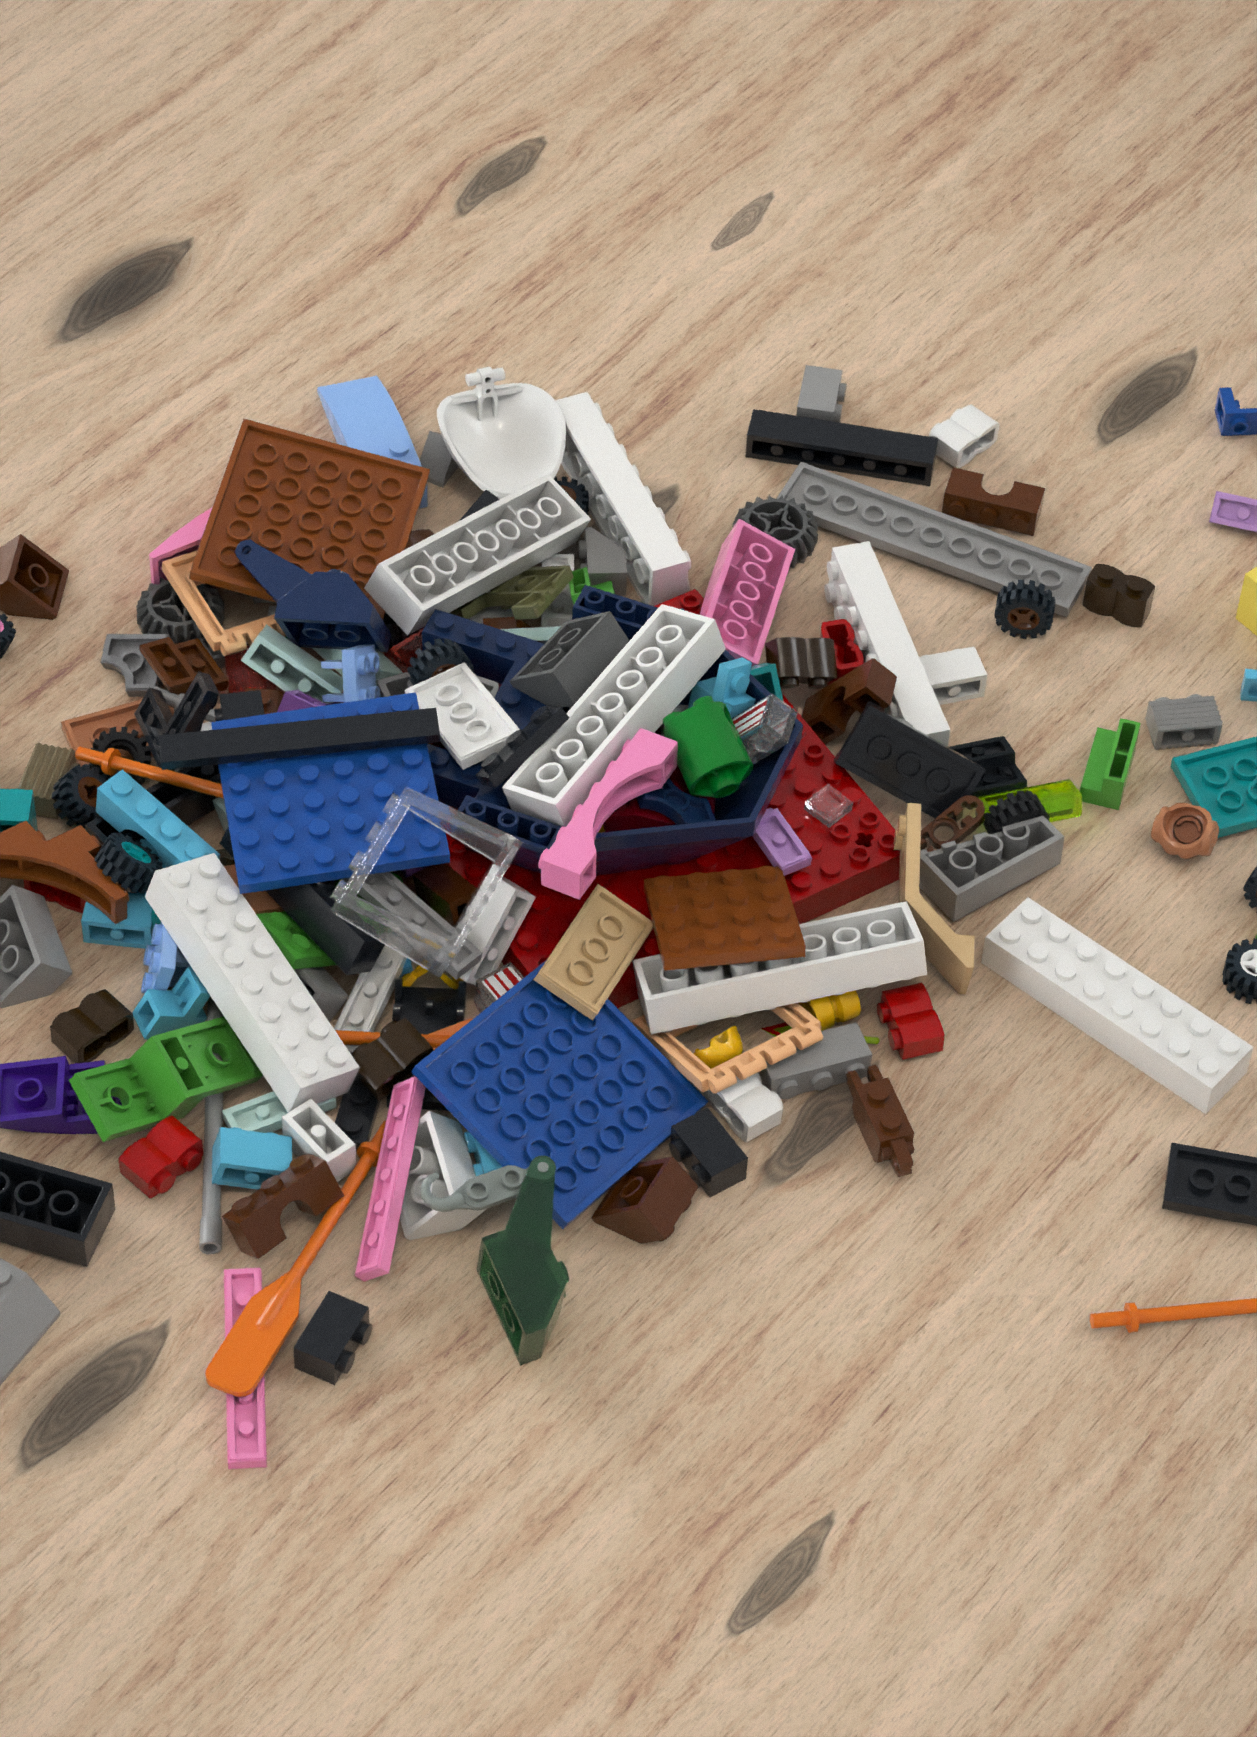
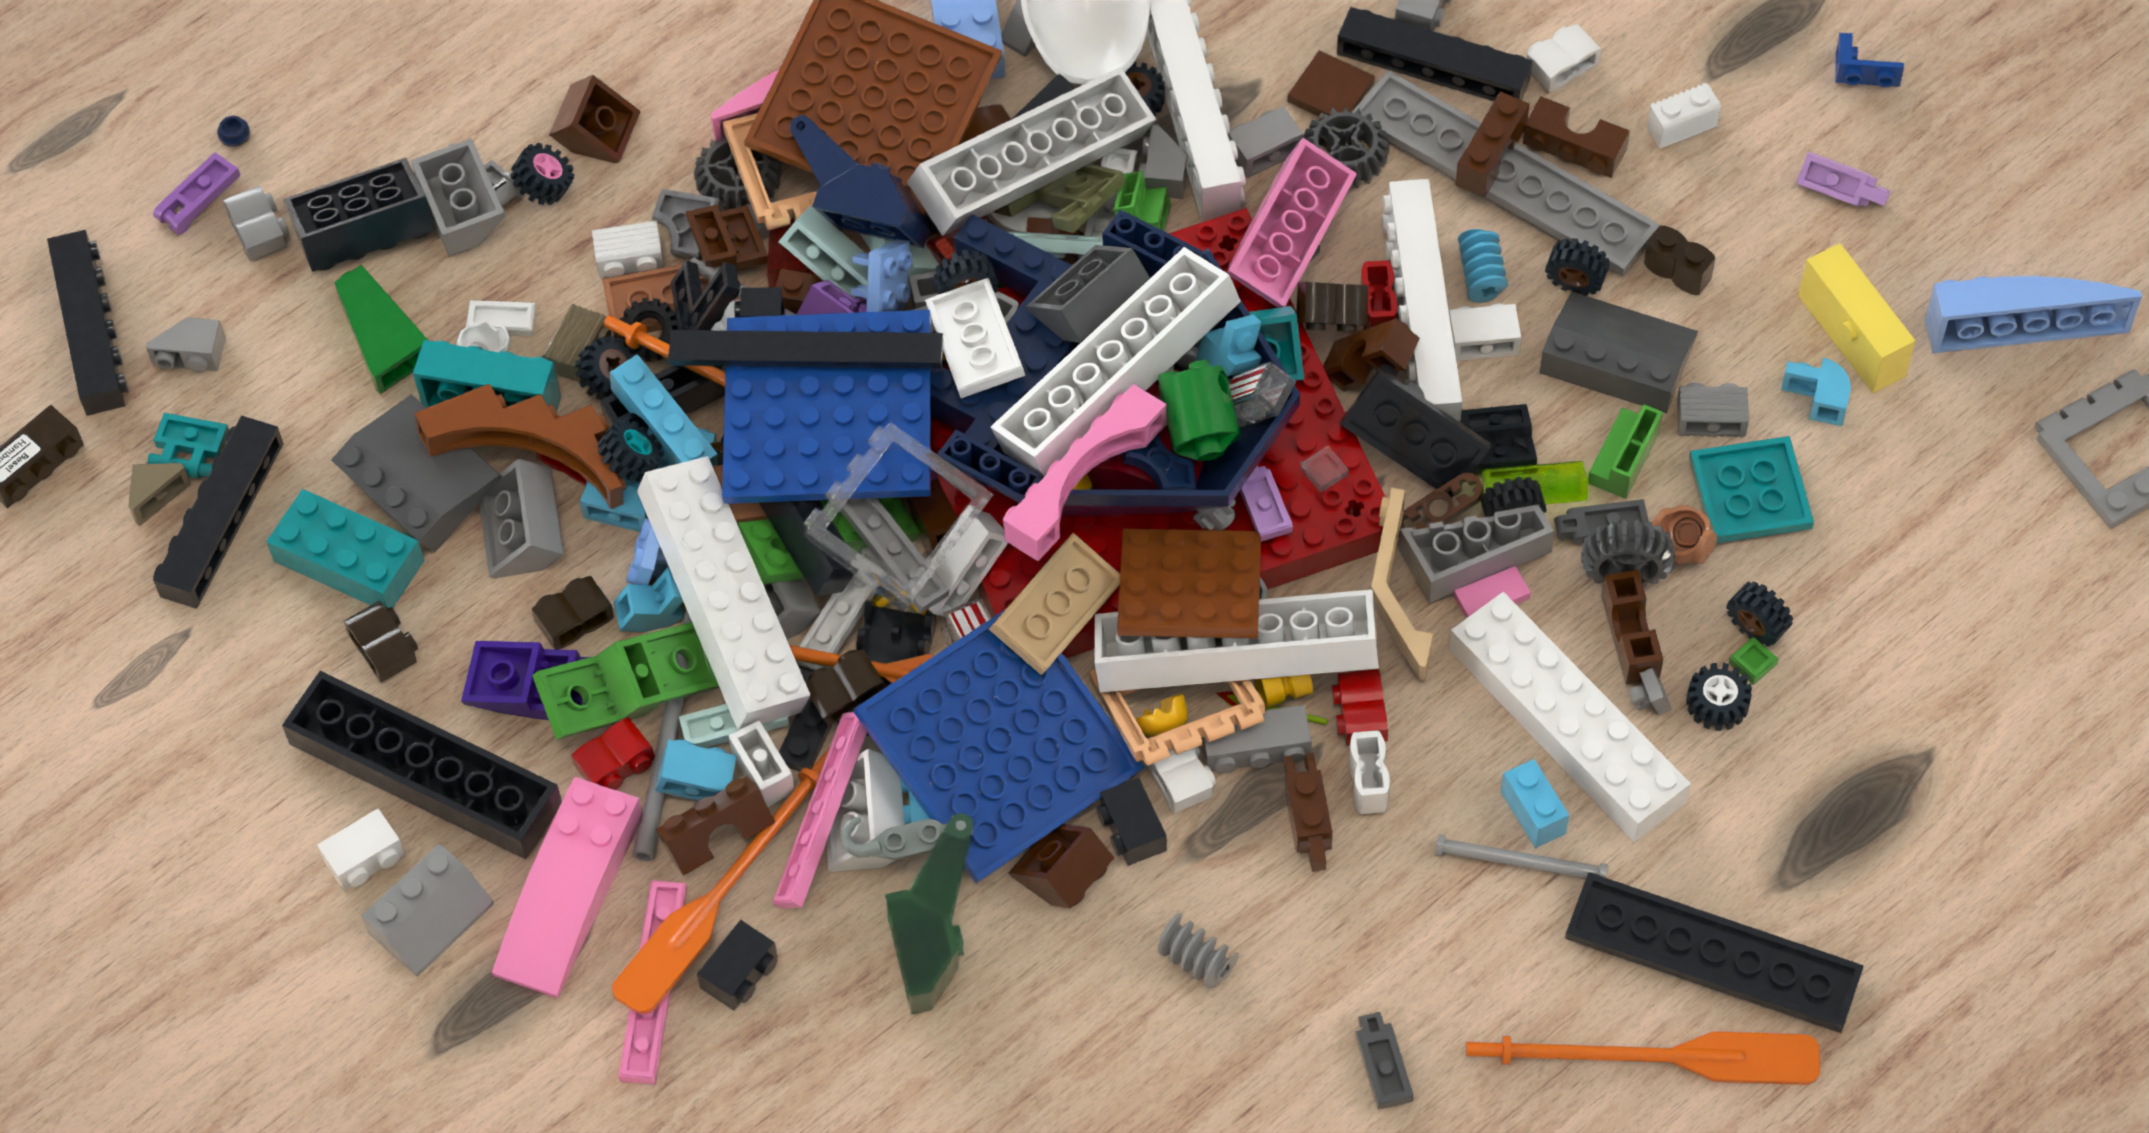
camera: 15 degrees right, 10 degrees up
(82, 690) = (627, 249): none -> white brick
(137, 1285) = (567, 886): none -> bright pink slope
(521, 745) = (1018, 383): black plate -> none
(702, 530) = (1265, 141): none -> light grey brick
(733, 856) = (1215, 518): none -> light grey gear
(744, 480) = (1330, 85): none -> reddish brown tile
(800, 1265) = (1195, 953): none -> light grey piece
(917, 509) = (1497, 132): none -> reddish brown arch
(932, 618) = (1482, 264): none -> medium azure piece
(935, 1077) = (1369, 772): none -> white brick
(1000, 906) = (1479, 593): none -> bright pink tile
(1012, 1344) = (1383, 1062): none -> dark grey hinge
(1078, 682) = (1617, 351): none -> dark grey slope
(1090, 473) = (1683, 115): none -> white brick
(1100, 1141) = (1517, 858): none -> light grey bar
(1103, 1086) = (1534, 803): none -> medium azure brick
(1106, 830) = (1581, 520): none -> dark grey hinge
(1140, 849) = (1628, 548): none -> dark grey gear
(1167, 937) = (1626, 613): none -> reddish brown arch
(1189, 975) = (1650, 693): none -> light grey tile

